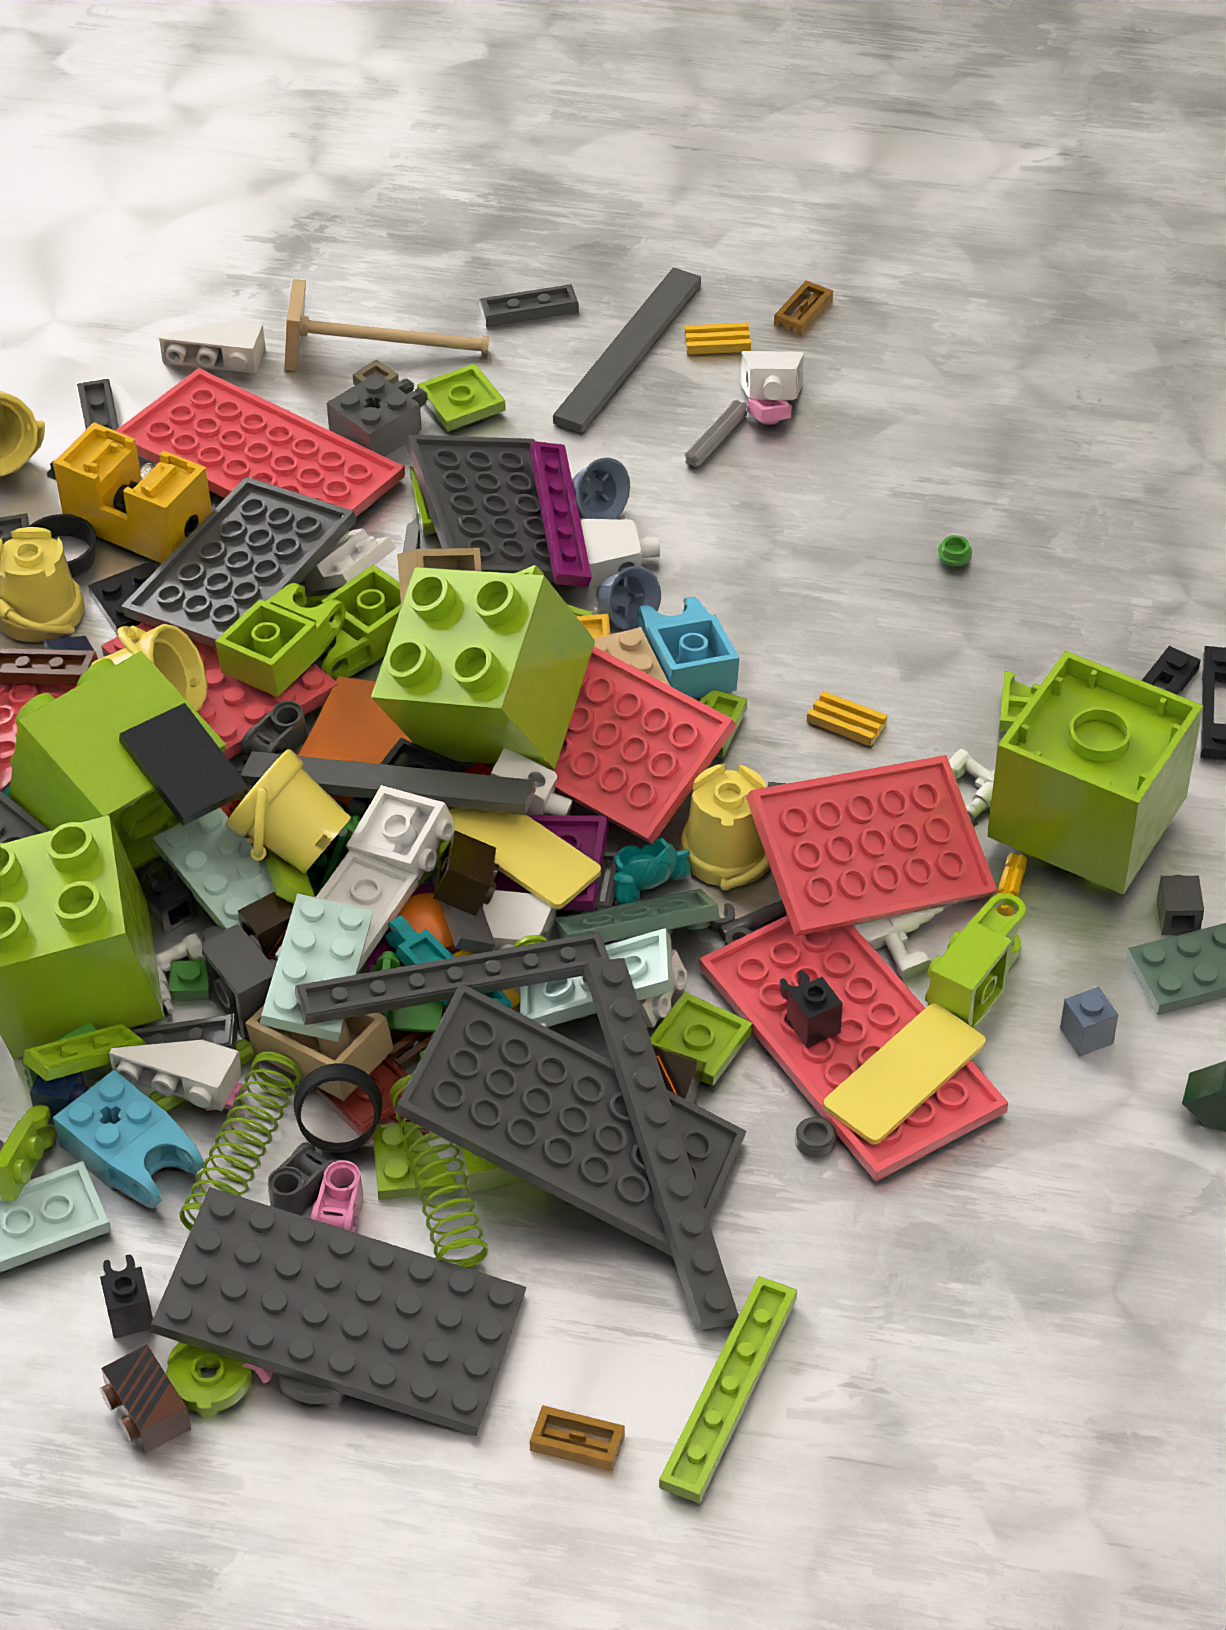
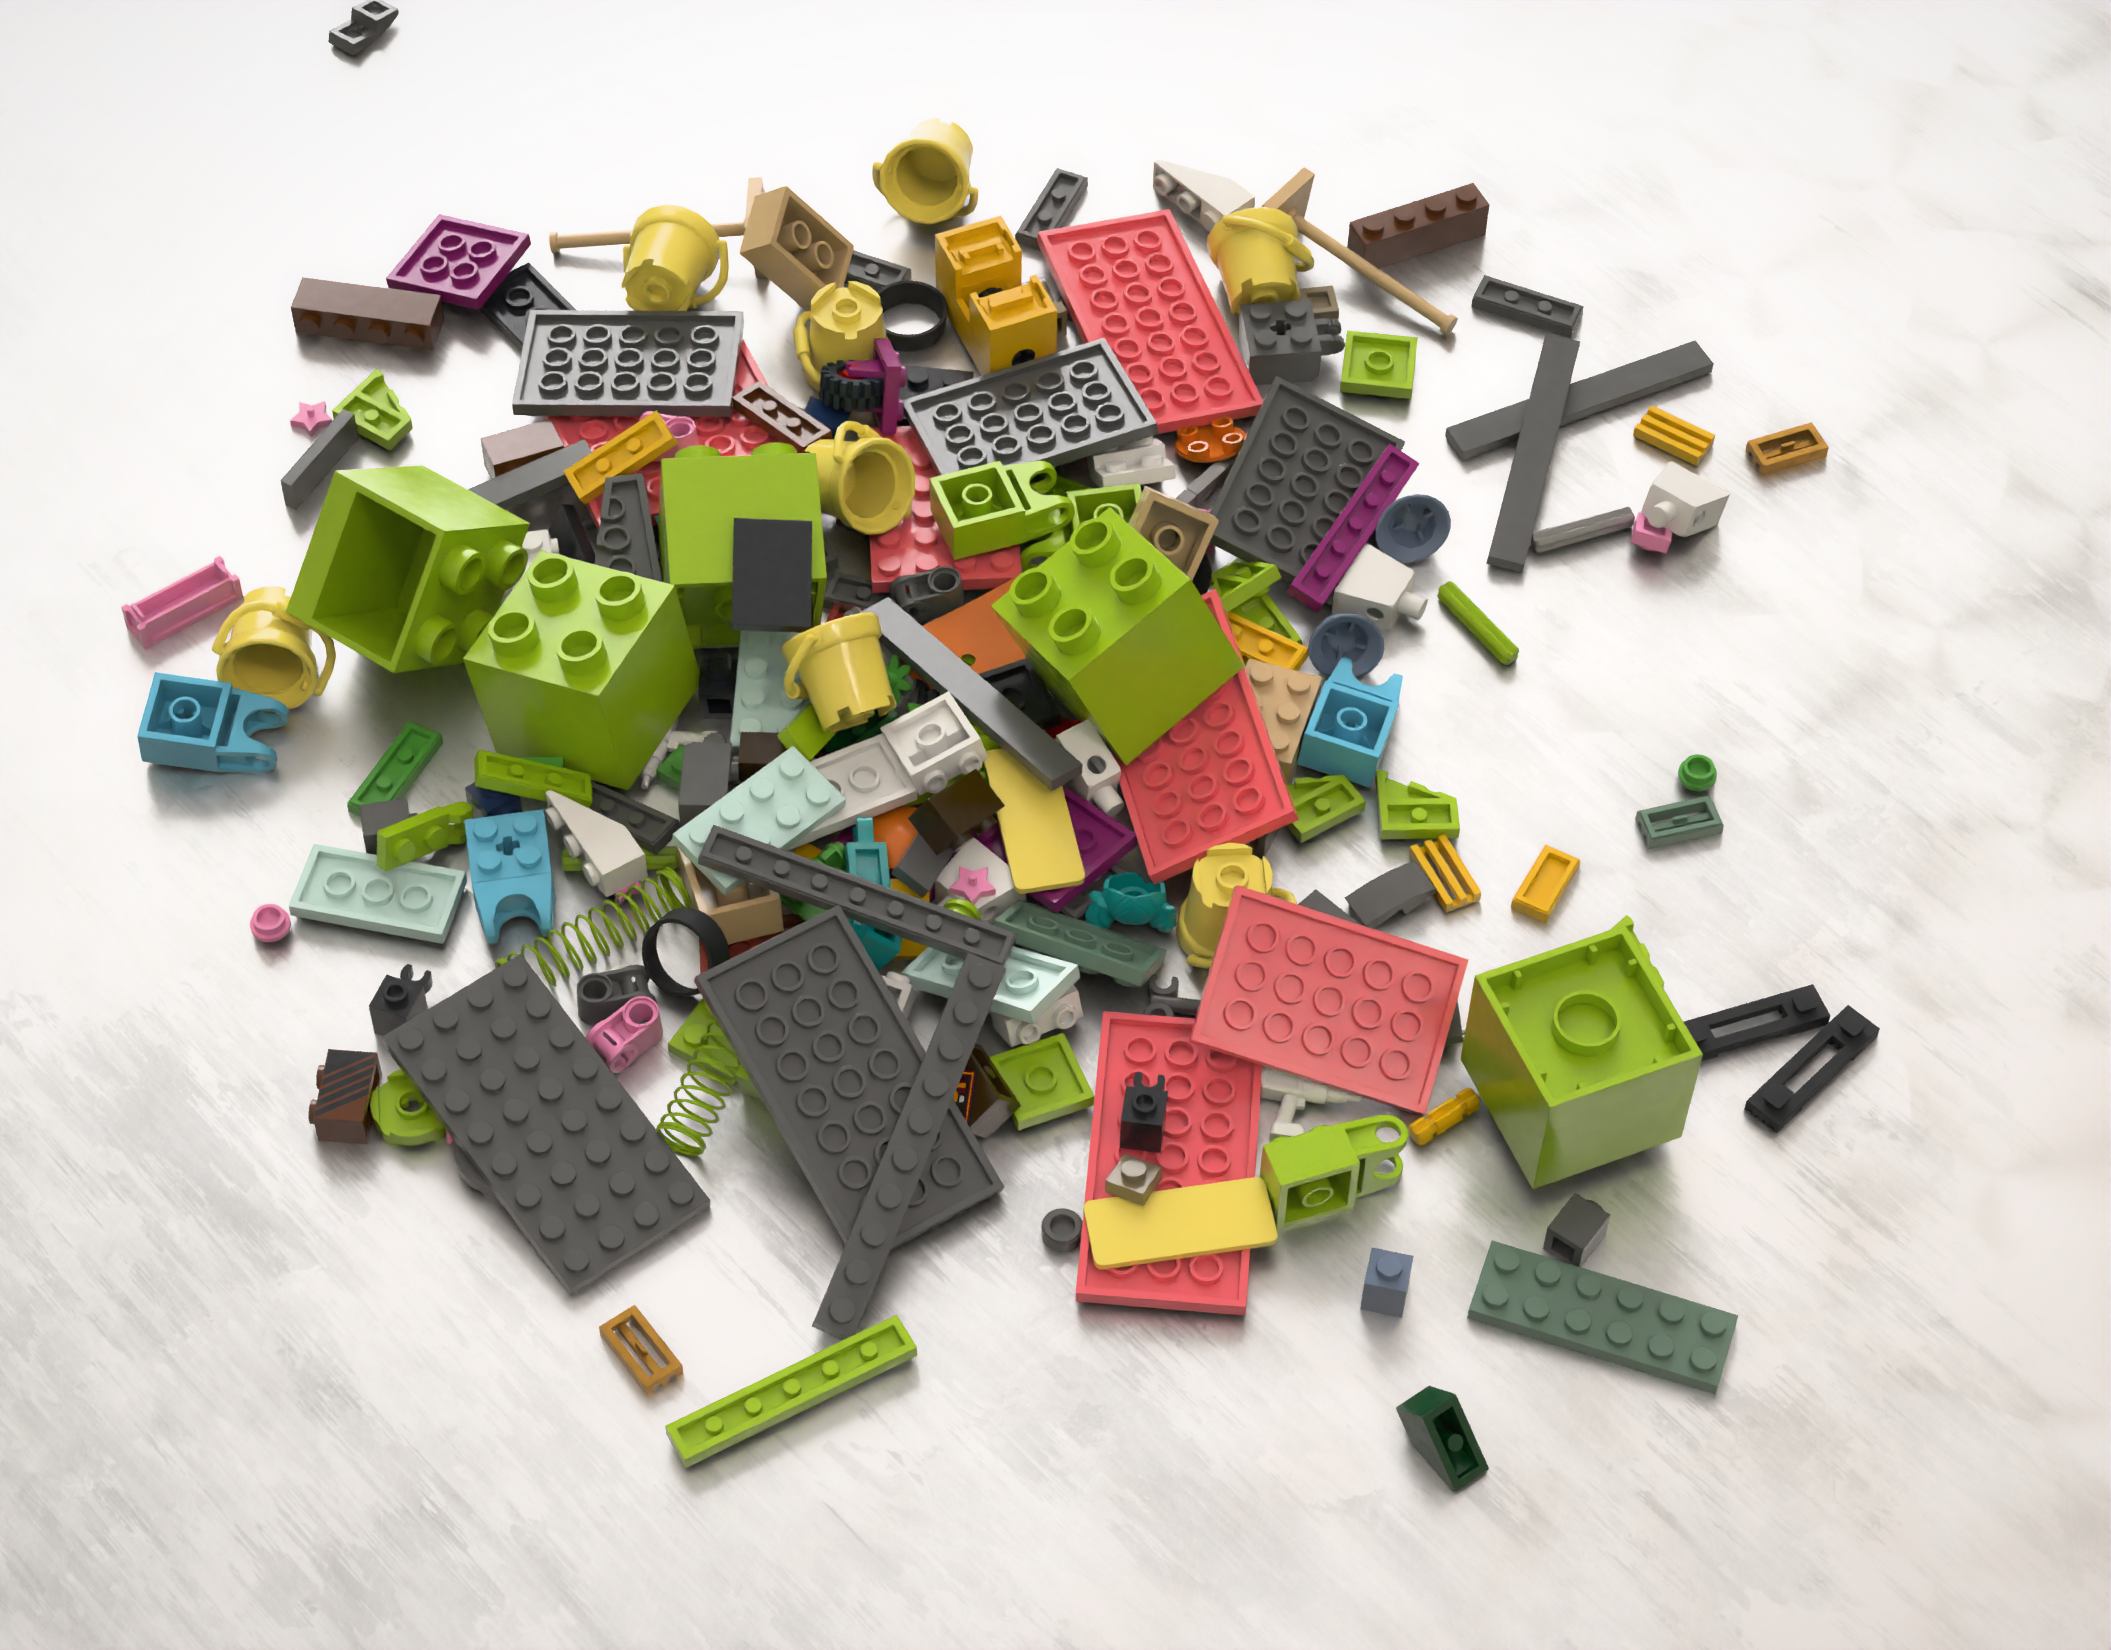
camera: 35 degrees right, 5 degrees up
(90, 606) = (867, 385): none -> plate
(309, 363) = (1257, 256): none -> light yellow piece
(387, 513) = (1210, 442): none -> orange dish
(404, 286) = (1420, 226): none -> reddish brown brick
(519, 922) = (972, 885): none -> bright pink piece
(635, 399) = (1533, 453): none -> dark grey tile
(703, 535) = (1478, 622): none -> lime axle
(785, 687) = (1414, 810): none -> lime wing
(825, 751) = (1387, 894): none -> dark grey slope
(845, 1061) = (1133, 1179): none -> dark tan plate
(923, 685) = (1545, 883): none -> yellow tile
(978, 595) = (1682, 826): none -> sand green tile

